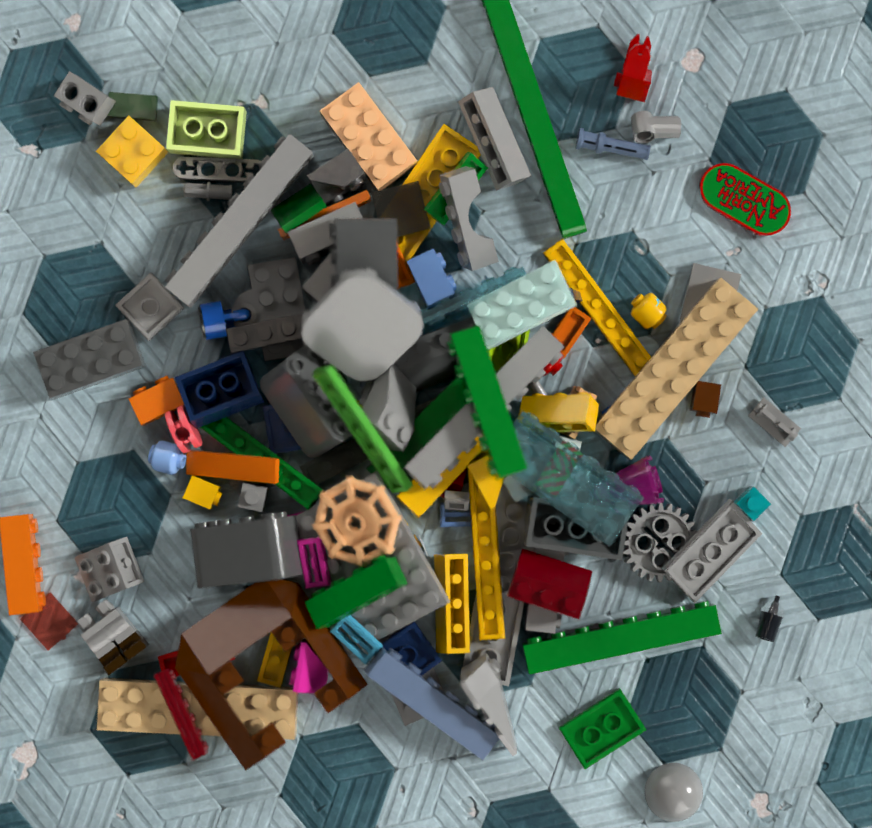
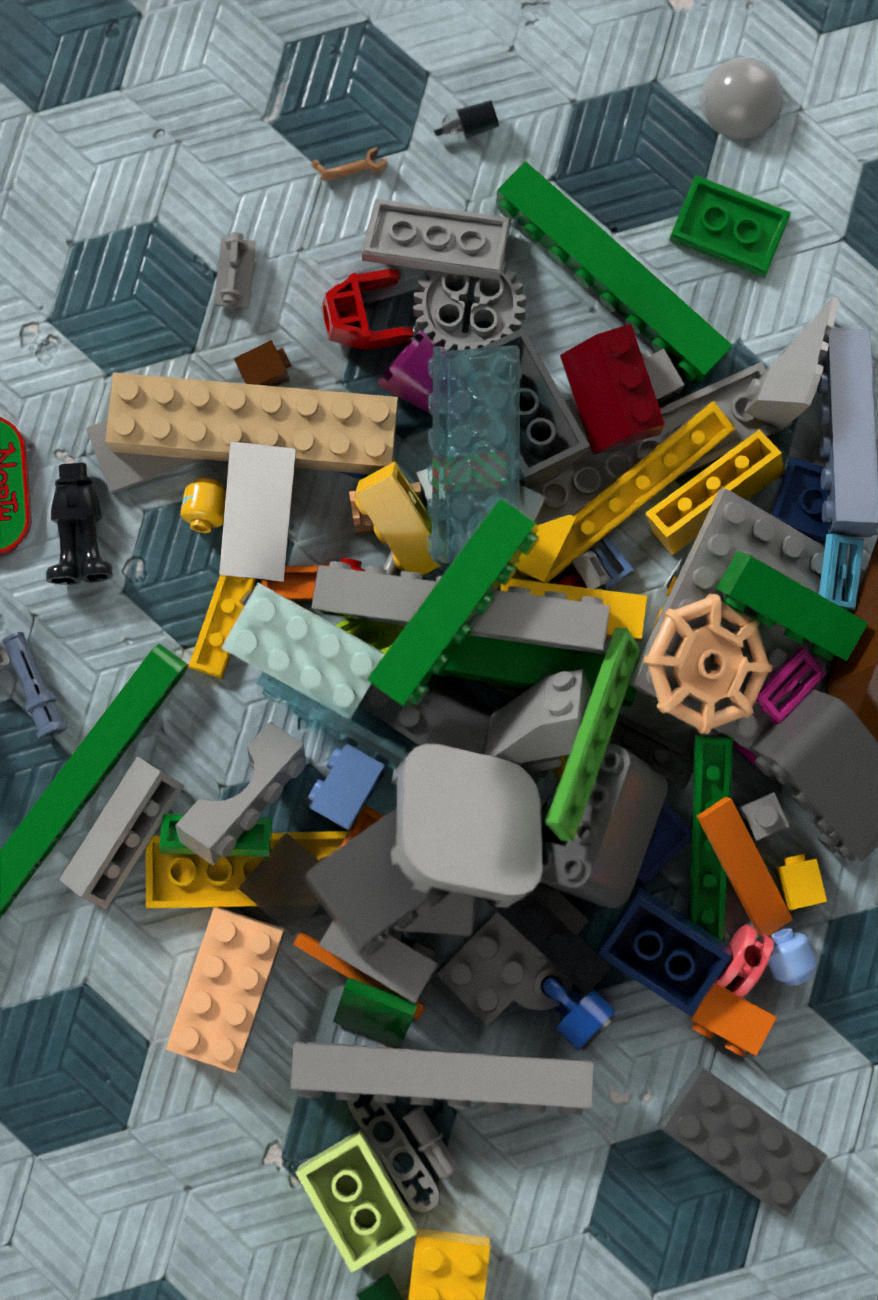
camera: 125 degrees left, 5 degrees down
(149, 306) = (623, 1113): light grey tile -> none
(338, 178) = (303, 990): flat silver slope -> none
(622, 336) = (257, 511): none -> white sticker
(701, 236) = (72, 506): none -> black piece
(711, 473) = (346, 316): none -> red piece
(752, 503) = (348, 231): teal brick -> none
(791, 532) = (352, 168): none -> medium nougat piece

